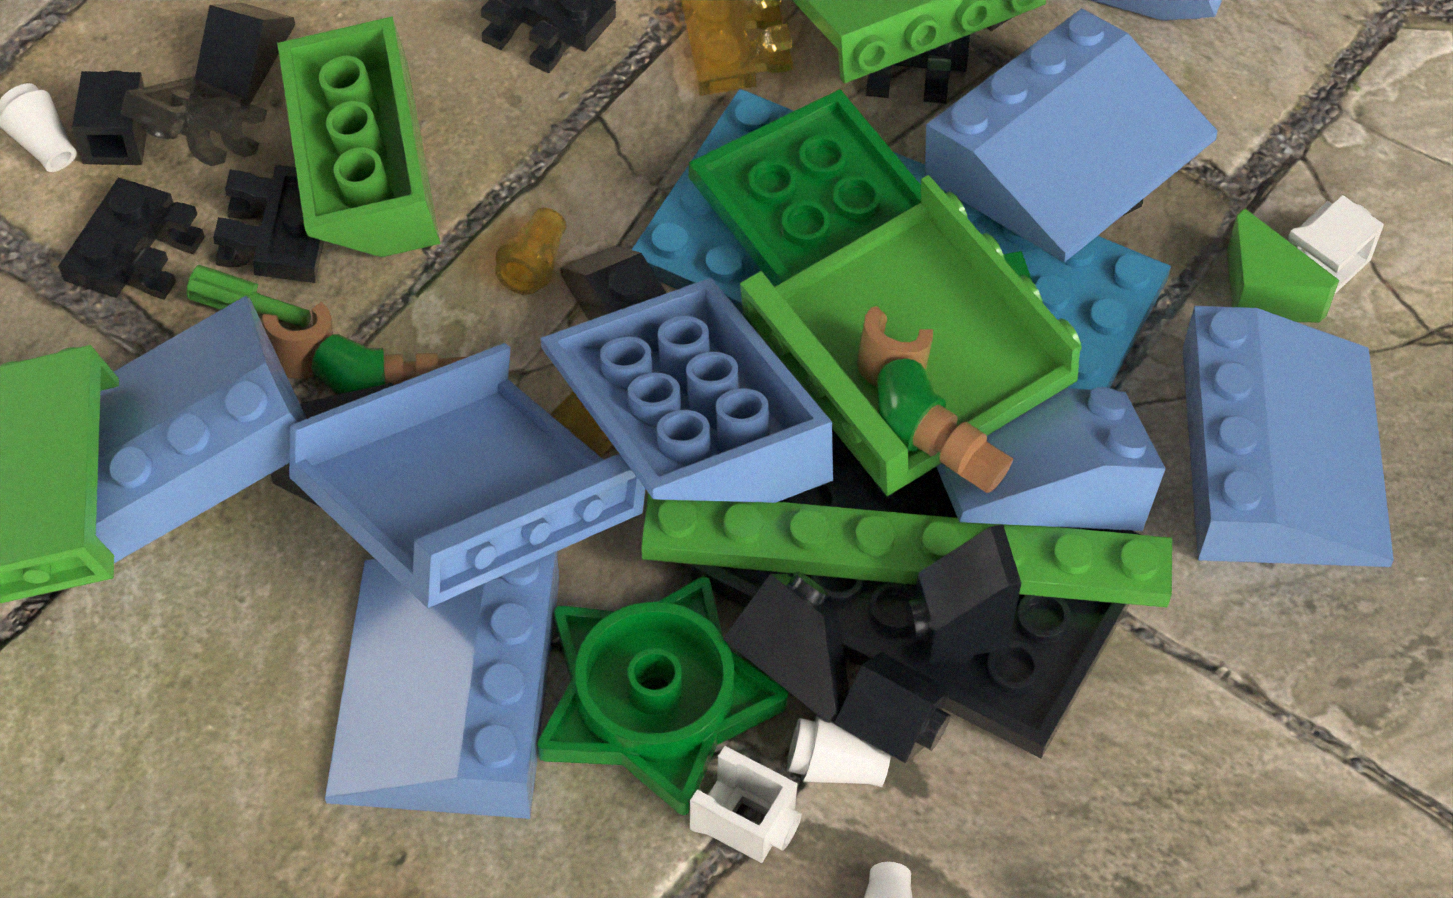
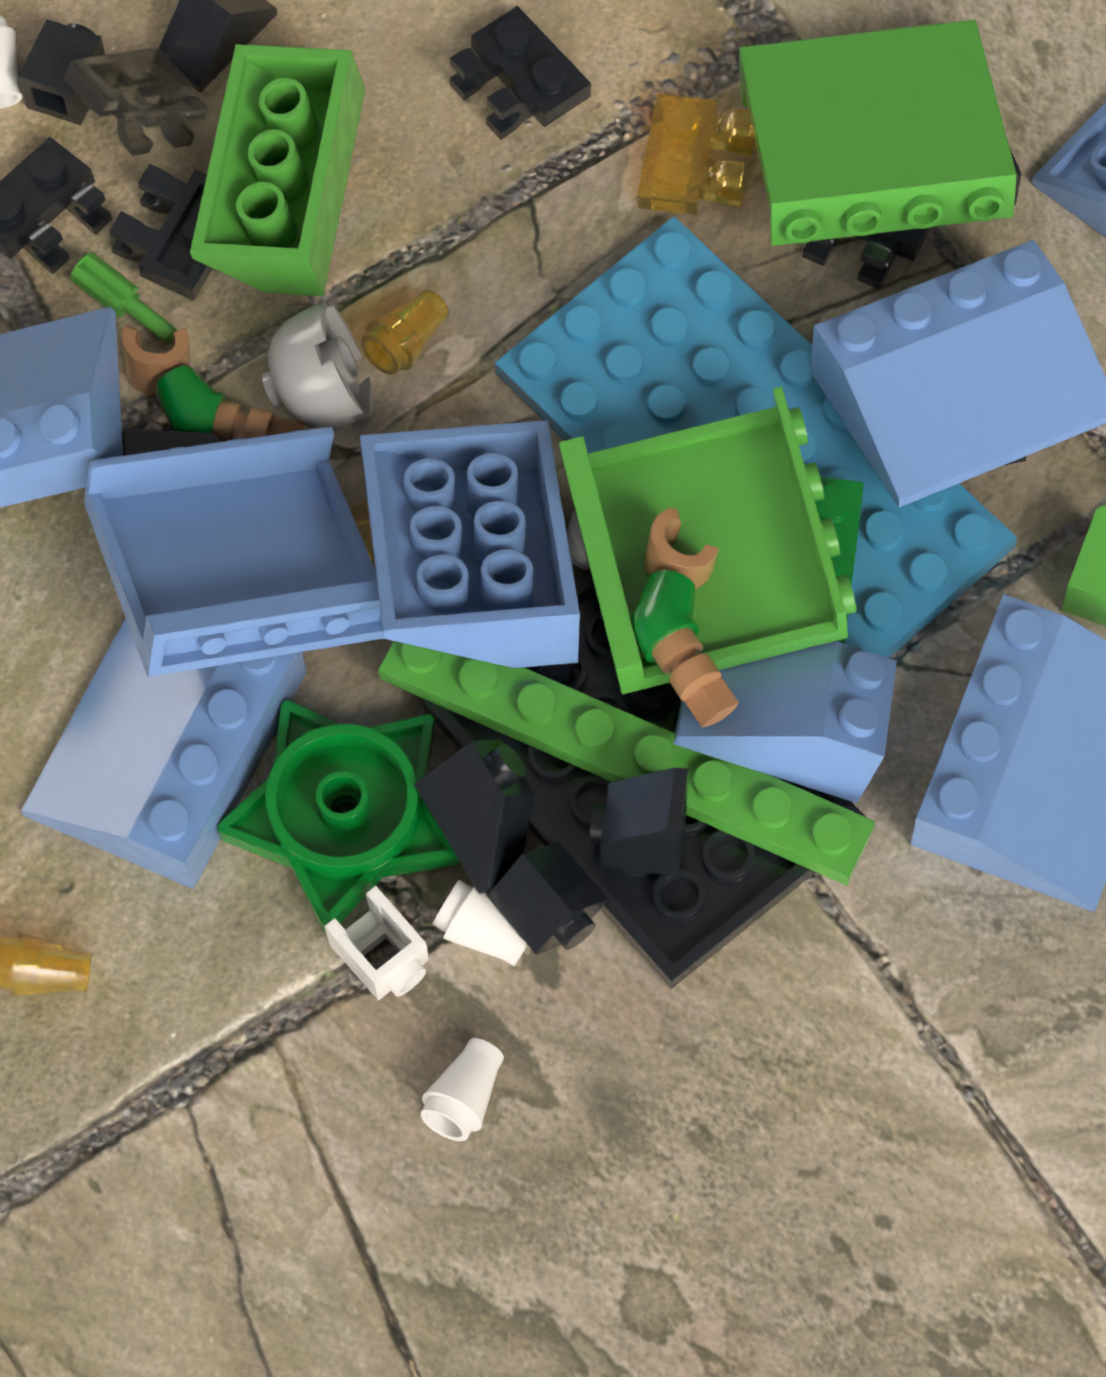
camera: 25 degrees right, 10 degrees up
(463, 303) = (317, 370): none -> light grey cylinder
(611, 281) = (464, 389): black slope -> none
(805, 185) = (684, 348): green plate -> none

